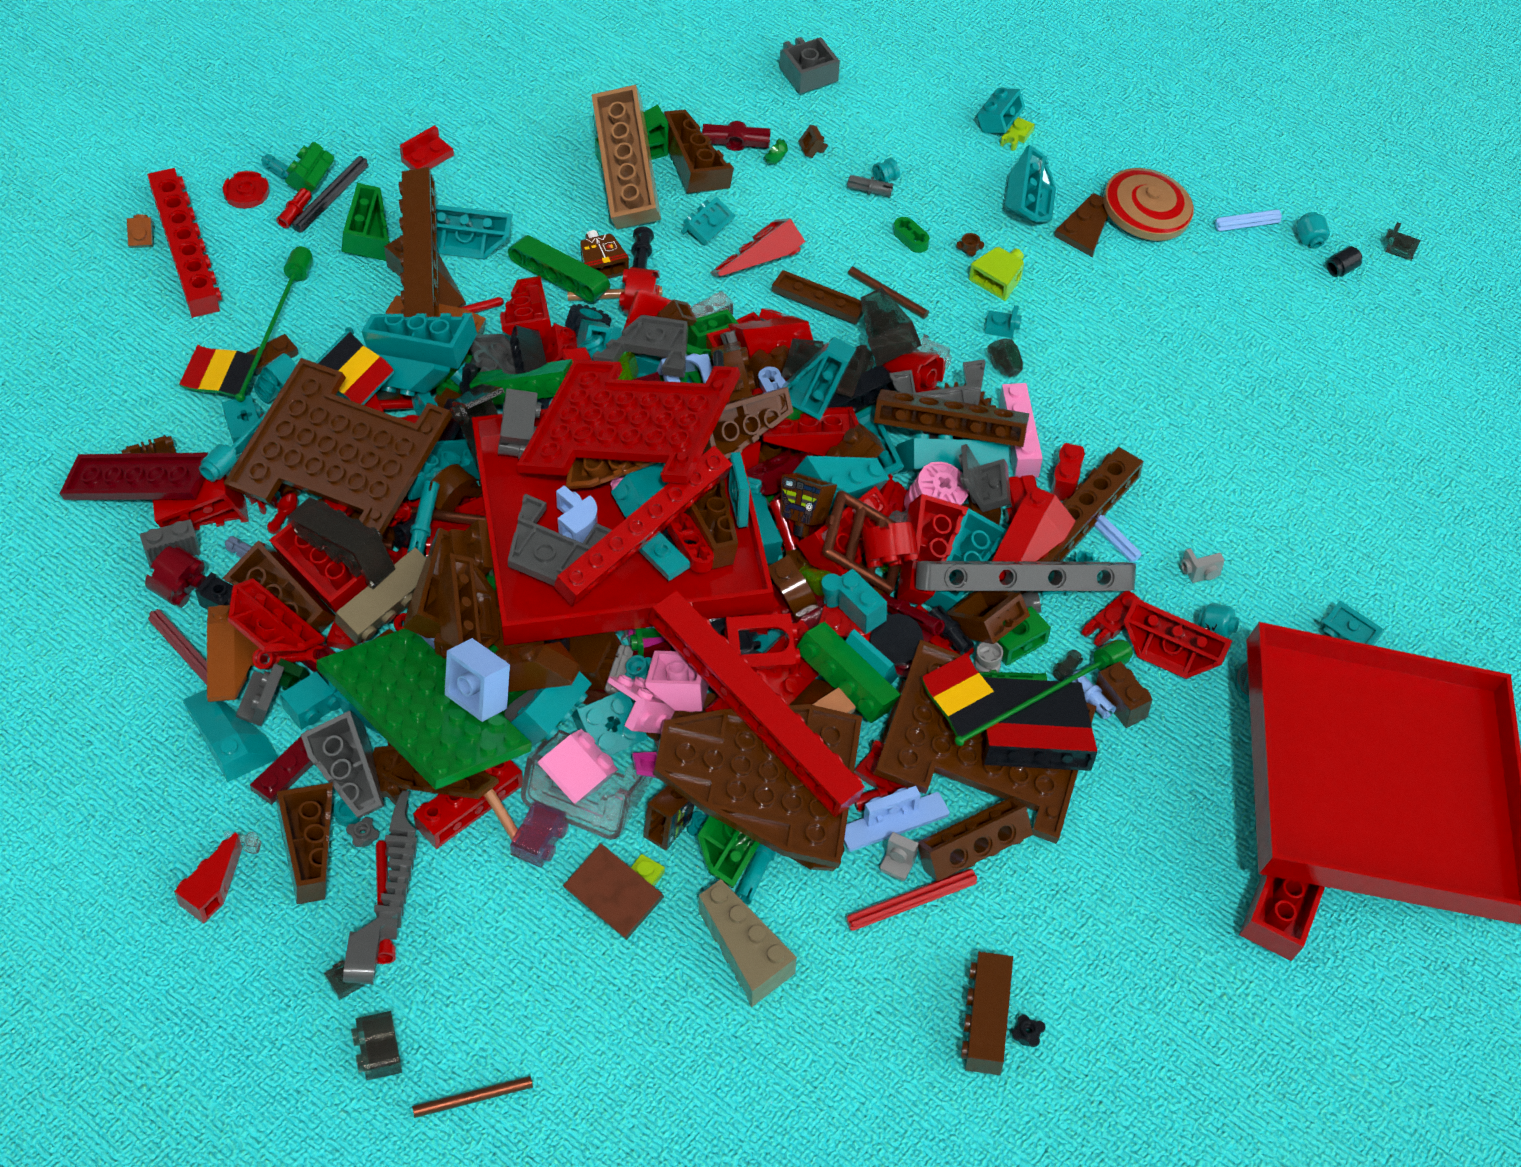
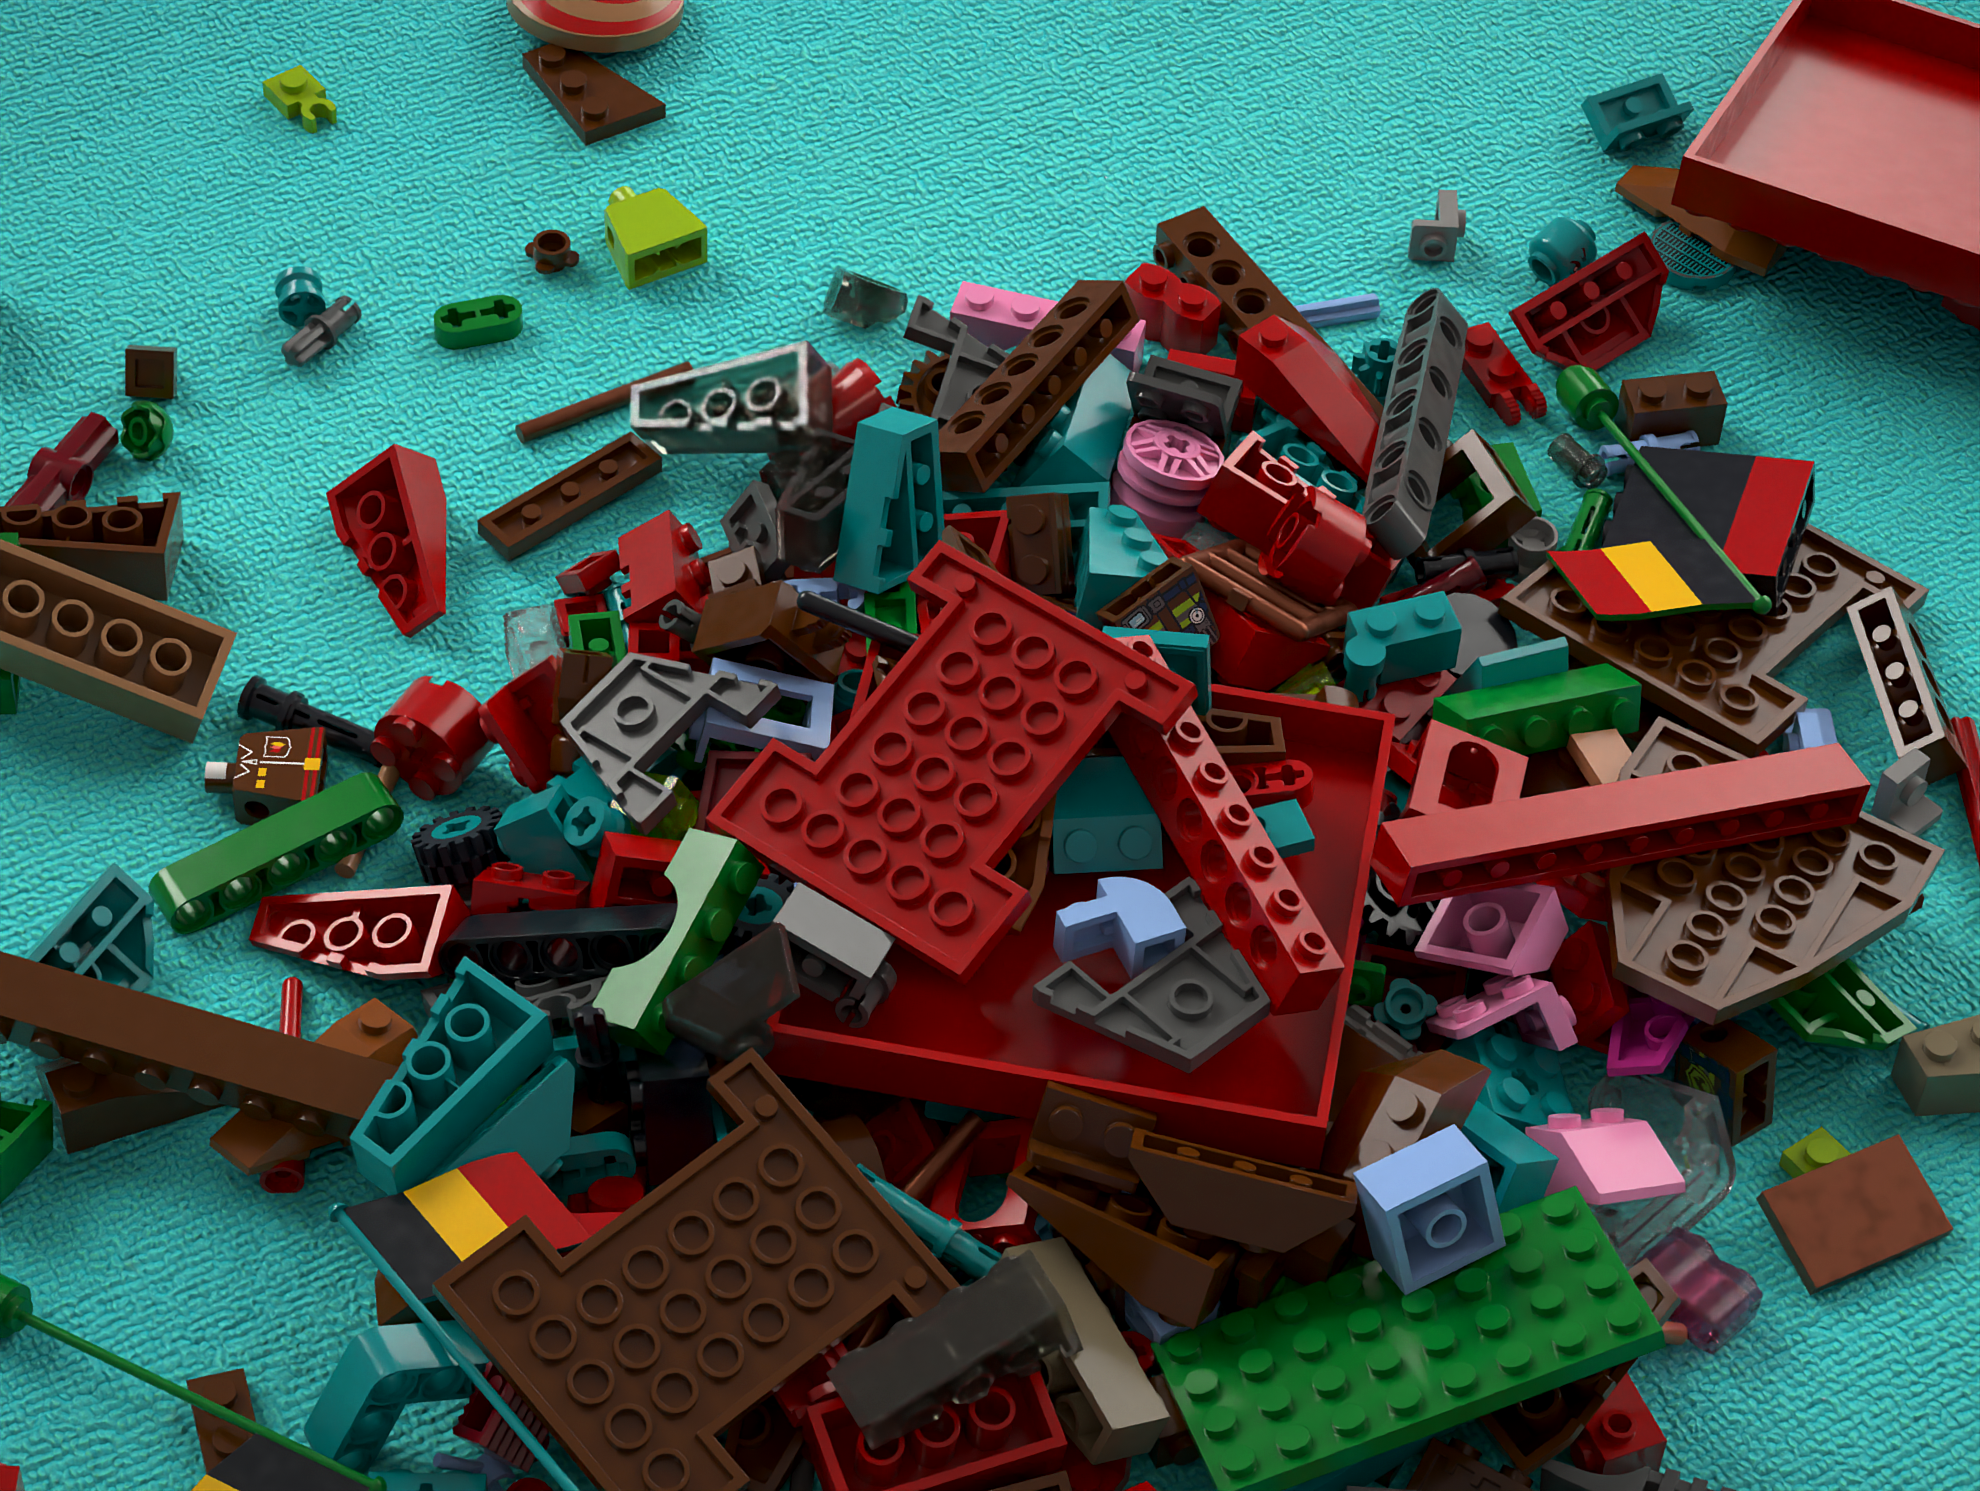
camera: 70 degrees left, 5 degrees down
(709, 220) = (270, 590): teal bracket -> none
(1001, 110) = (247, 89): teal brick -> none
(1003, 323) = (772, 275): teal bracket -> none
(1031, 187) = (472, 124): teal wedge -> none

